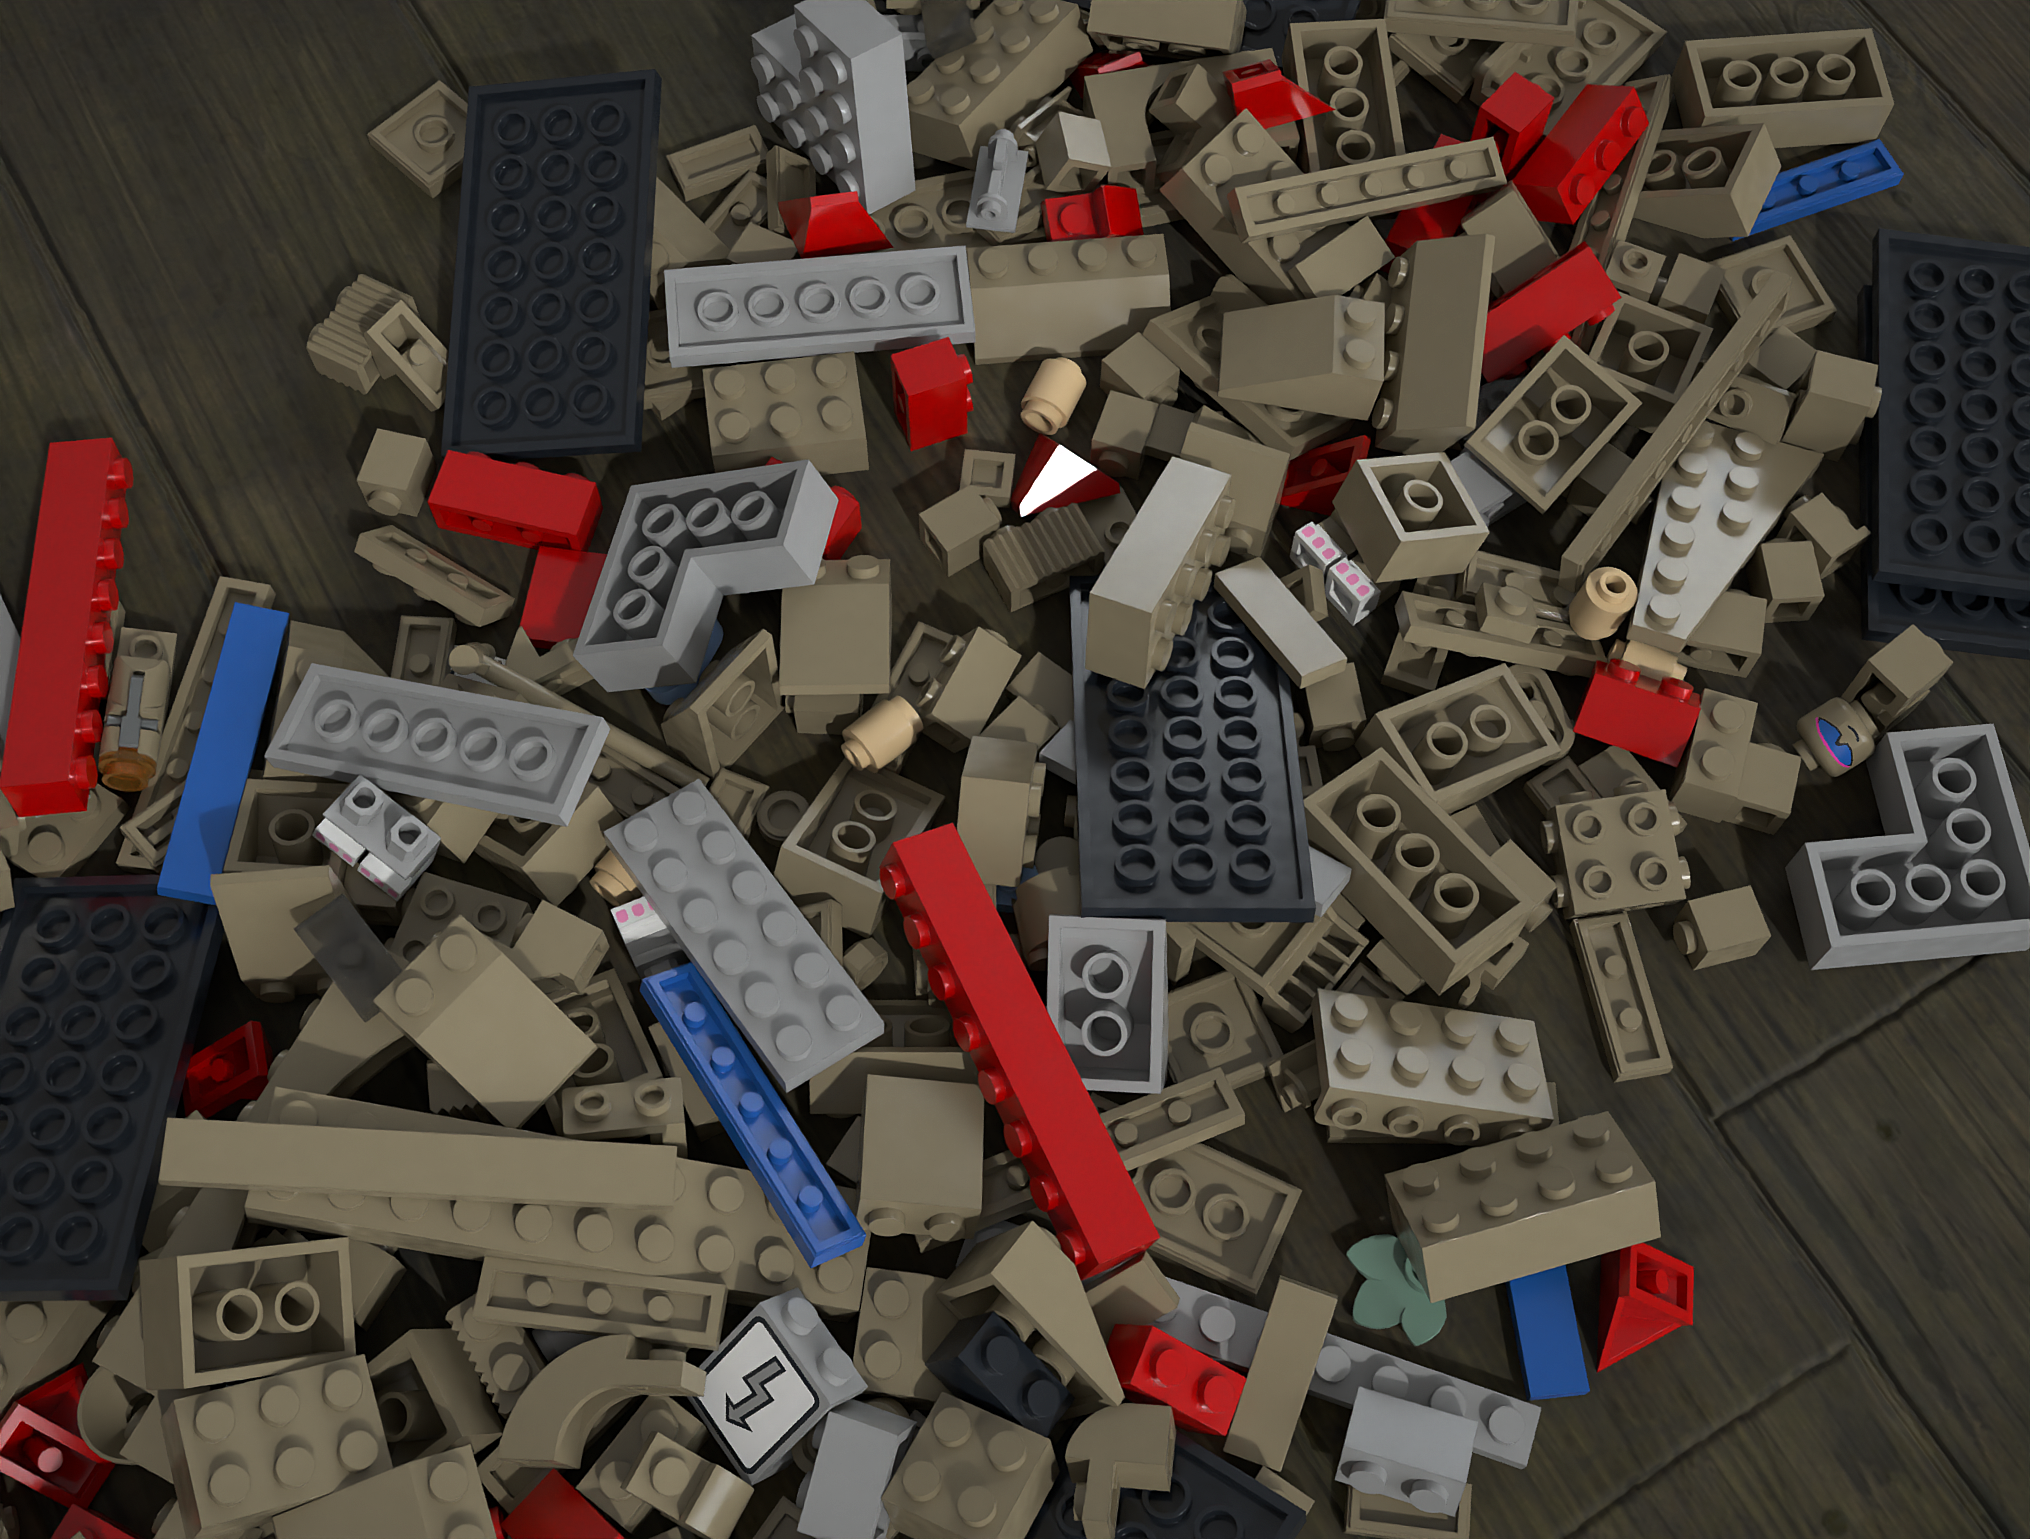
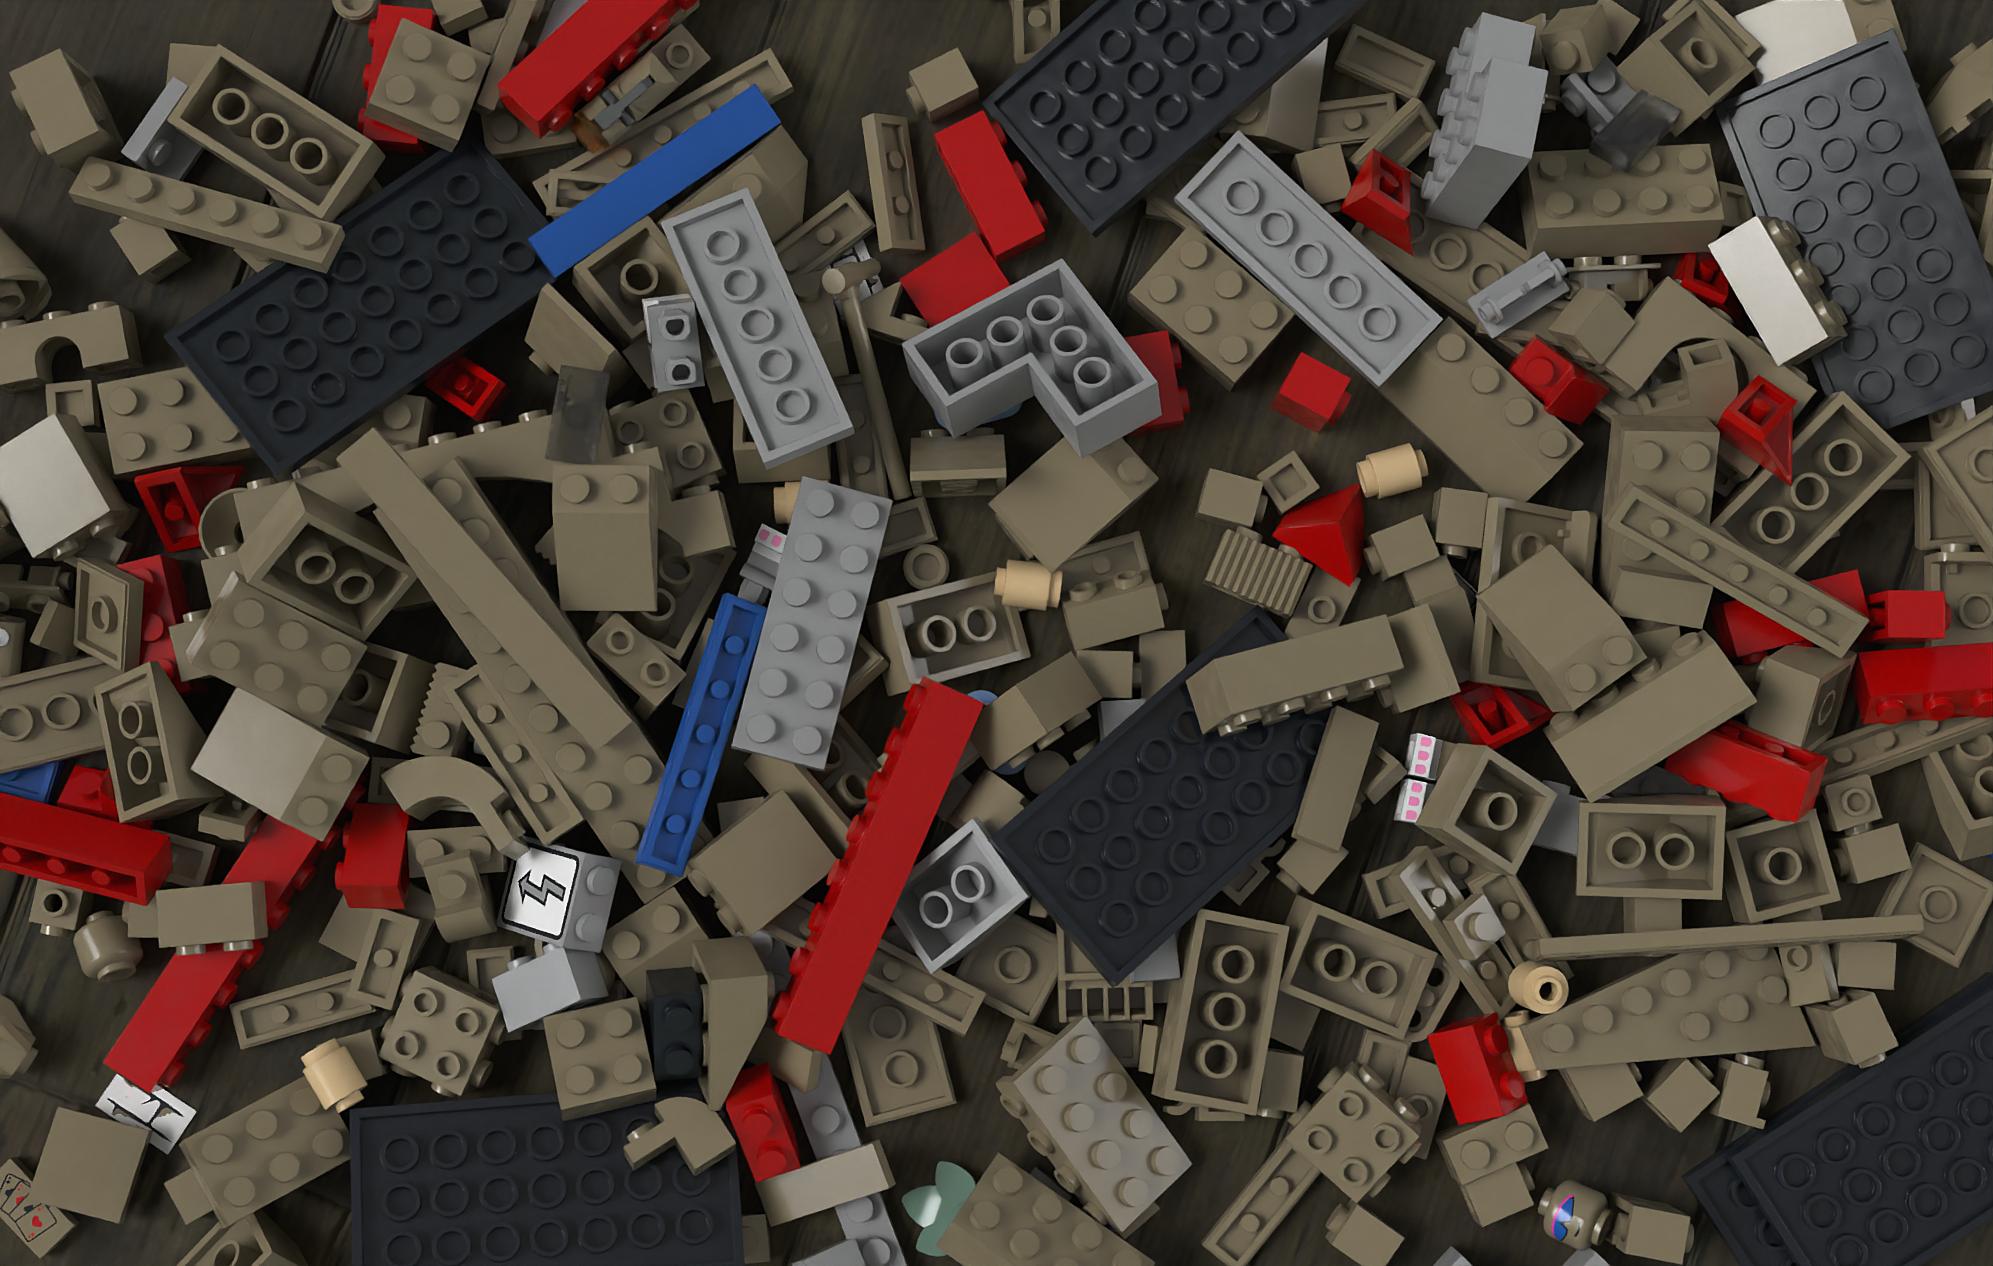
camera: 50 degrees right, 20 degrees up
(864, 962) = (868, 706): dark tan tile -> none

